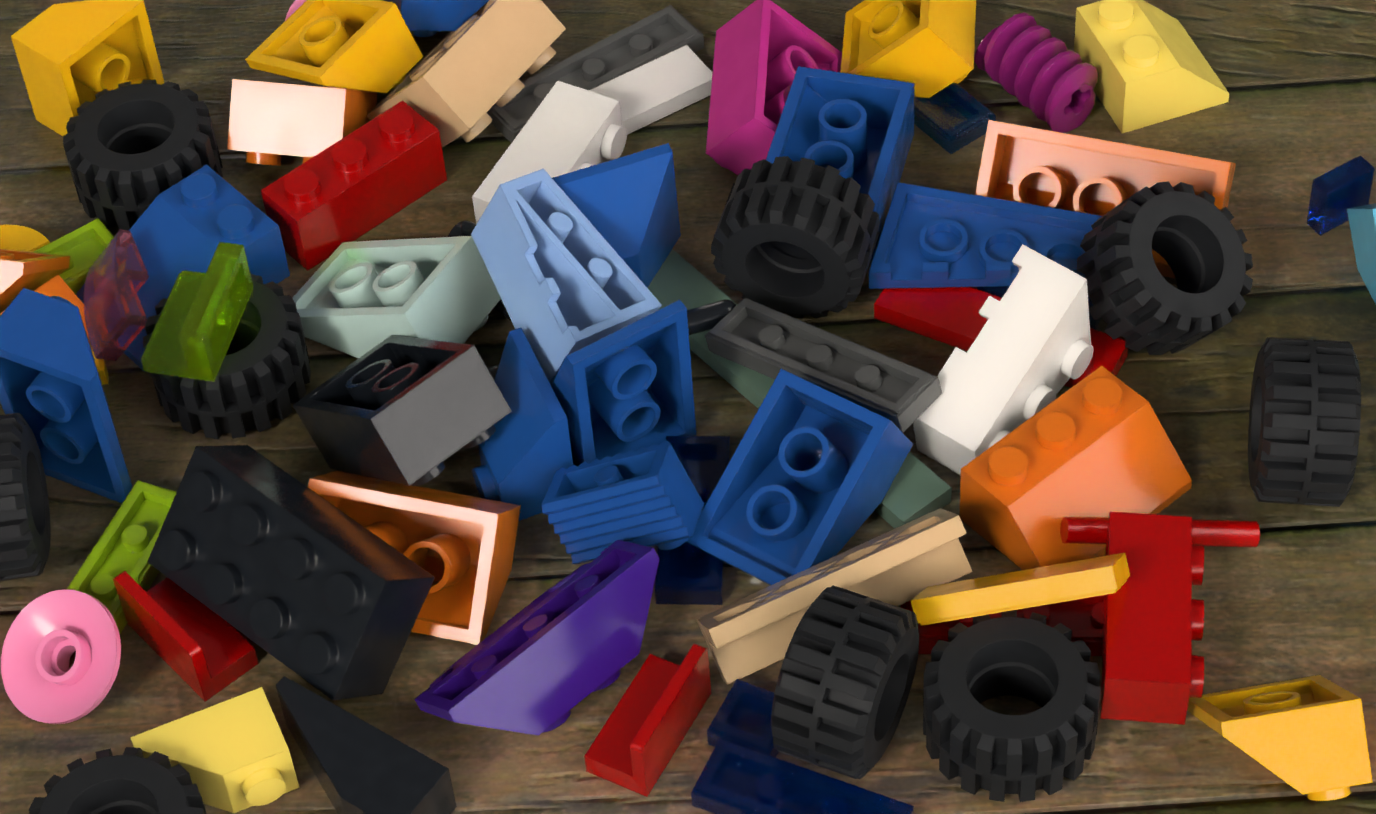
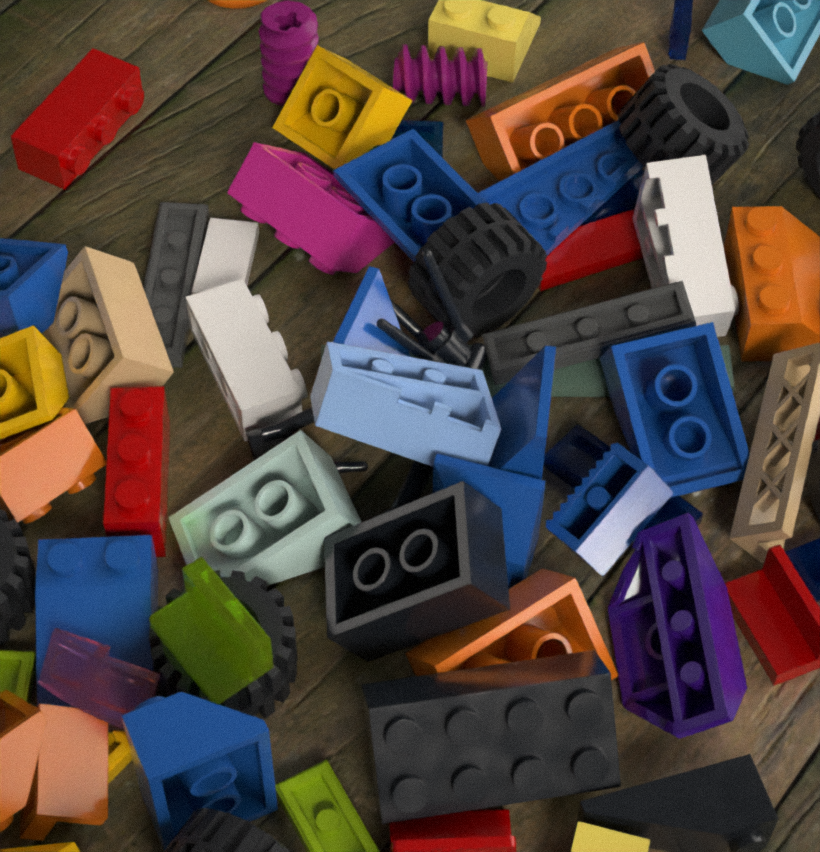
camera: 55 degrees left, 5 degrees up
(692, 272) = (437, 341): none -> black plant

